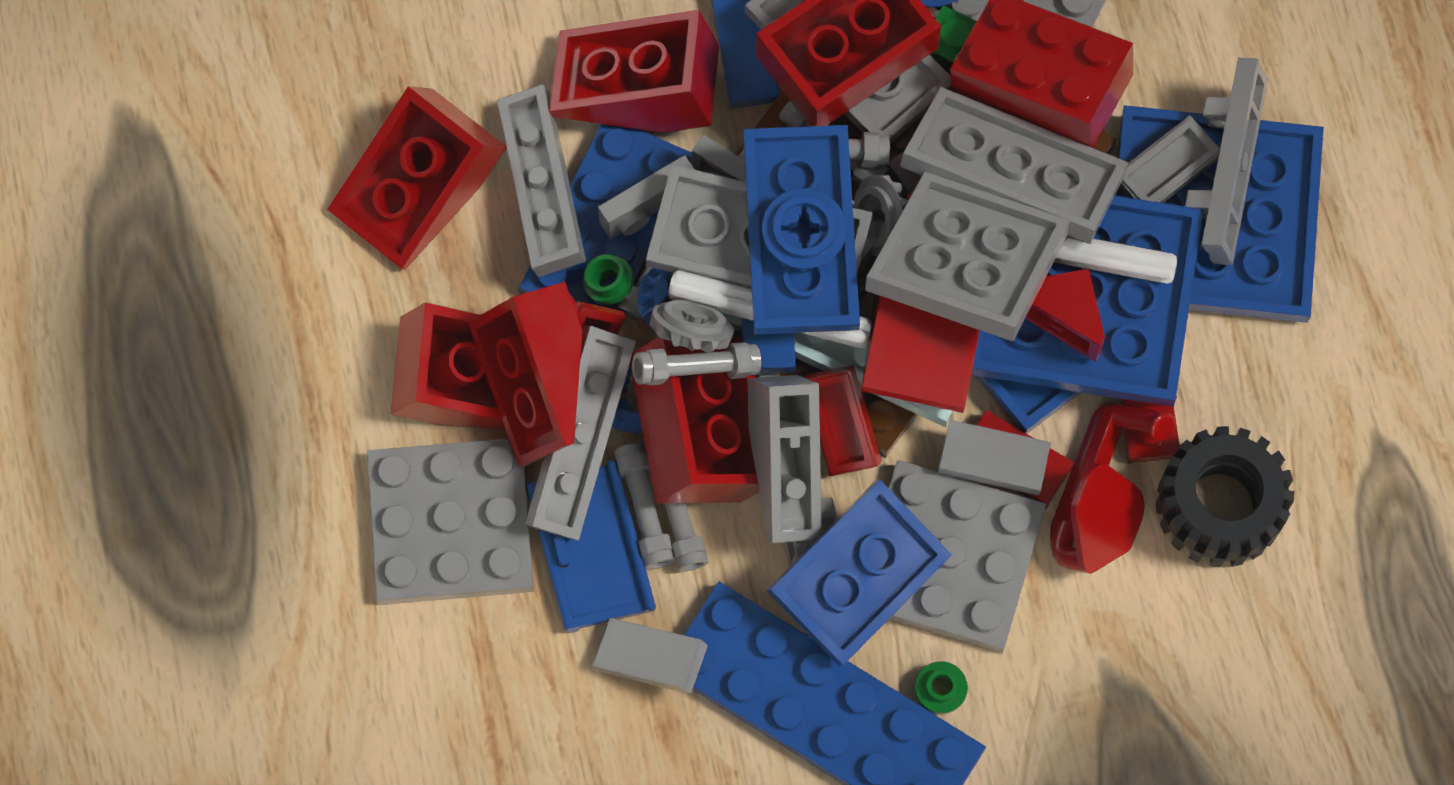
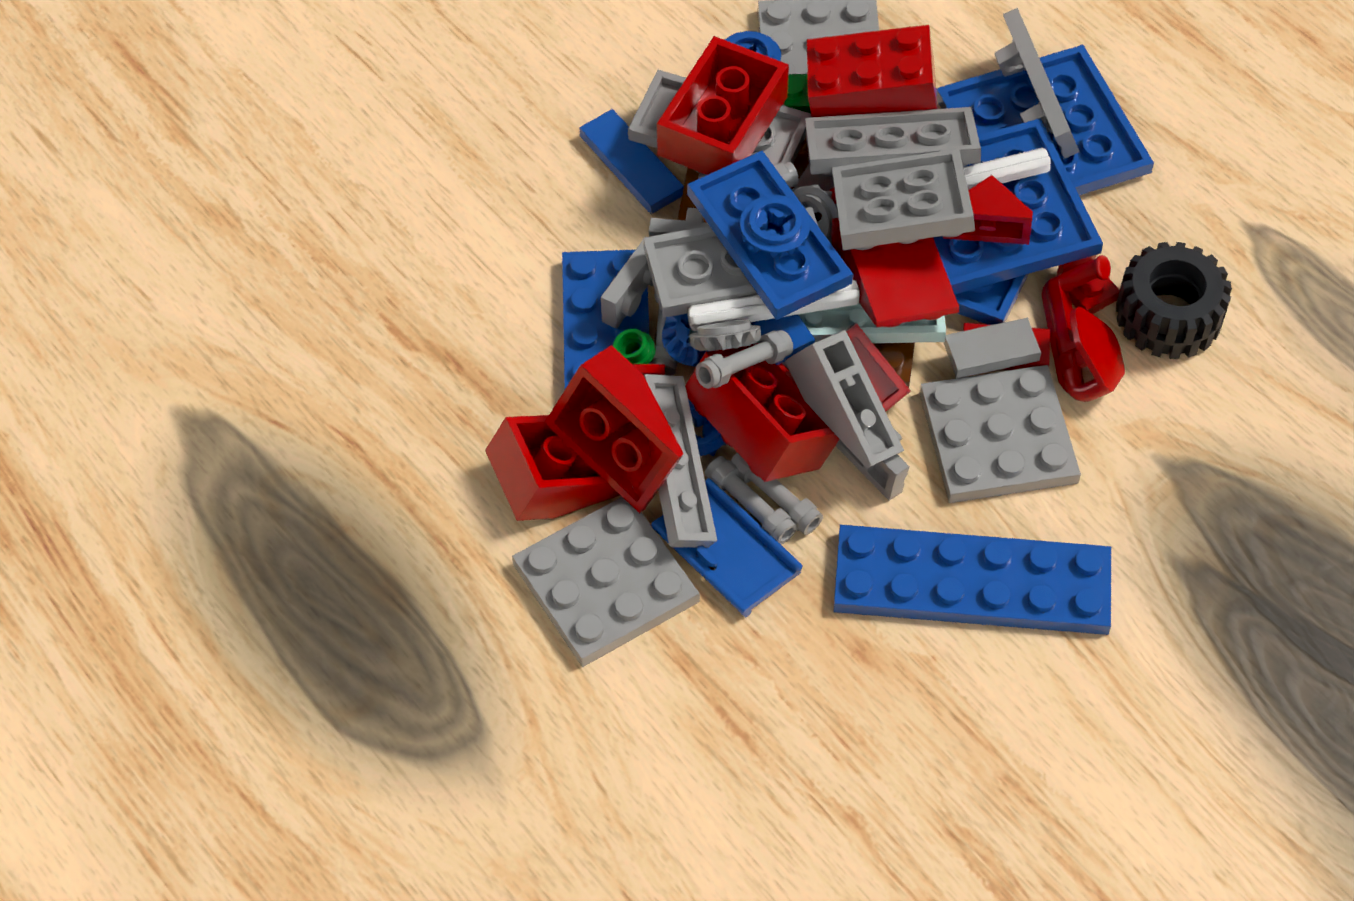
camera: 25 degrees left, 15 degrees down
(415, 175) = (440, 350): red slope -> none
(541, 181) = (541, 309): light grey plate -> none
(638, 73) = (571, 210): red slope -> none
(650, 655) = (821, 597): light grey tile -> none
(859, 572) = (947, 460): blue plate -> none
(941, 703) = (1051, 532): green plate -> none
(1170, 163) = (997, 102): light grey tile -> none

